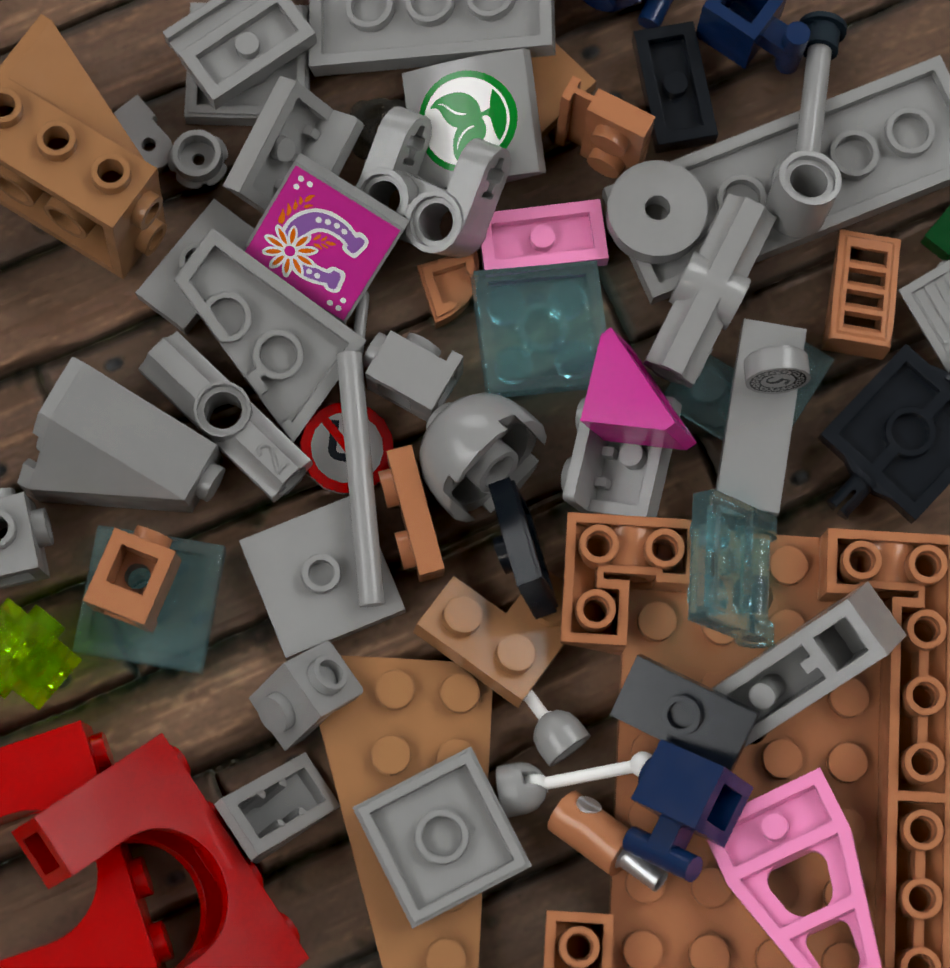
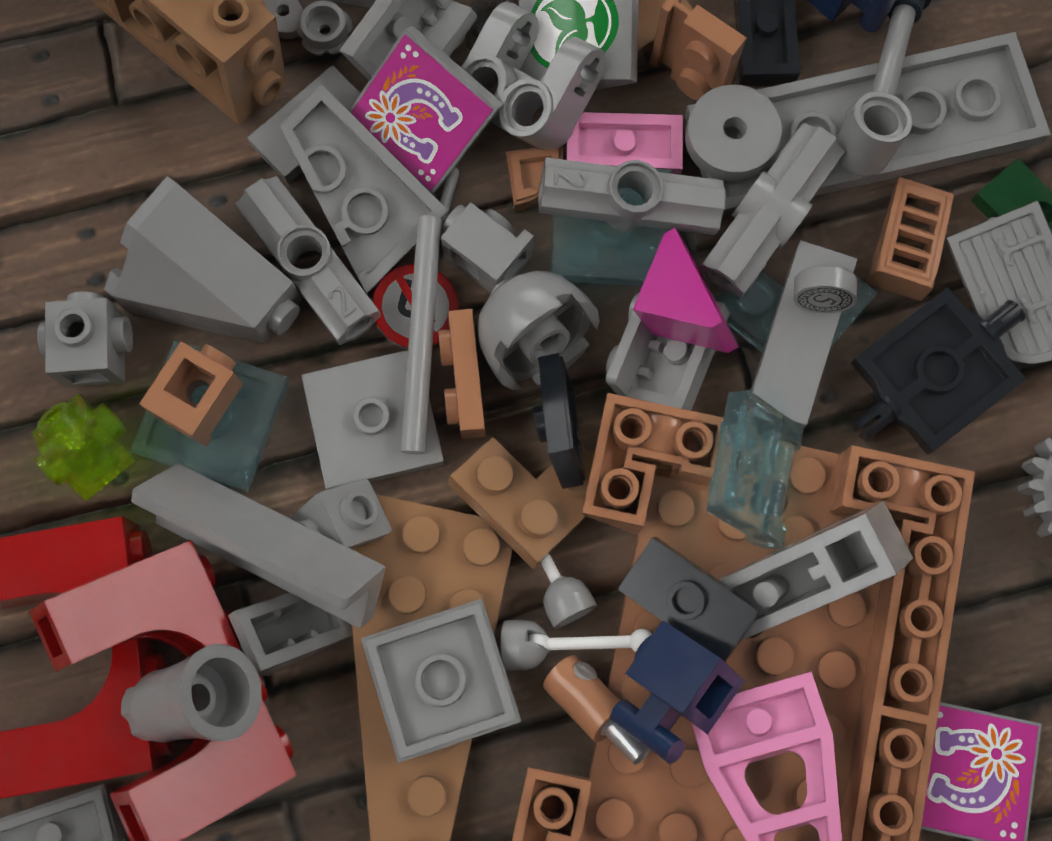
camera: 10 degrees right, 0 degrees up
(202, 891) = (202, 697): none -> light grey plant
(234, 724) = (264, 542): none -> light grey panel
(599, 297) = (668, 199): none -> light grey piece

